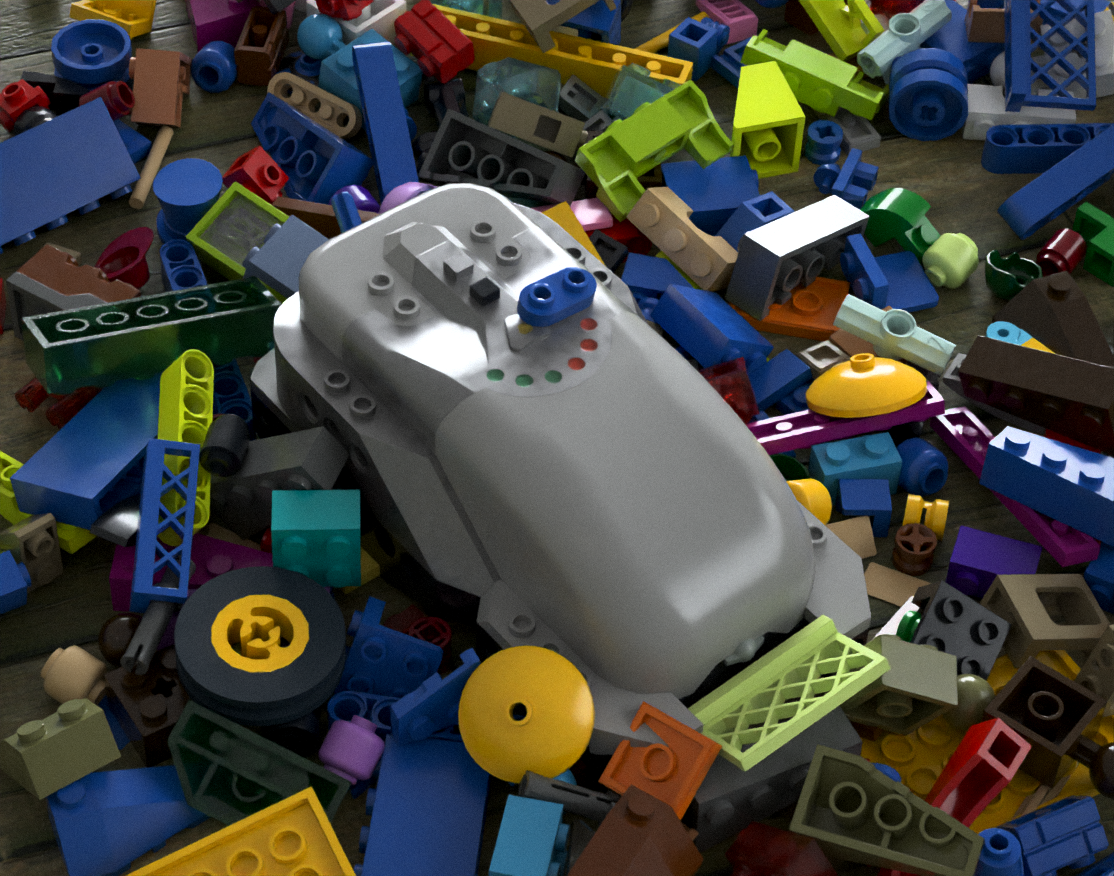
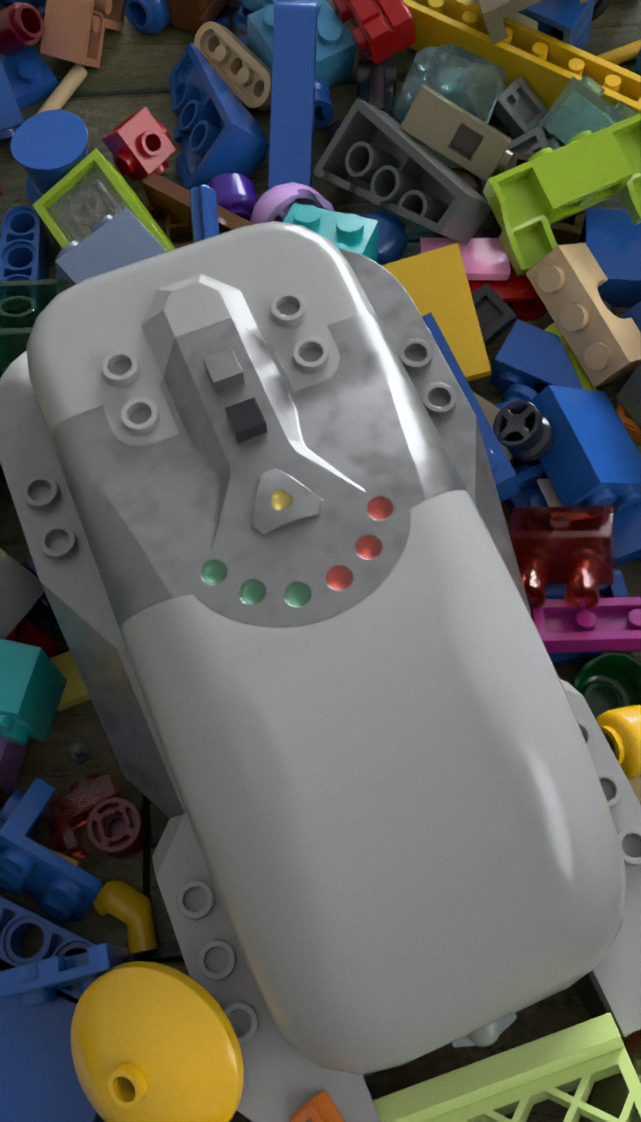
camera: 20 degrees right, 20 degrees up
(562, 295) = (347, 457): blue plate -> none
(663, 316) = (513, 429): none -> black wheel

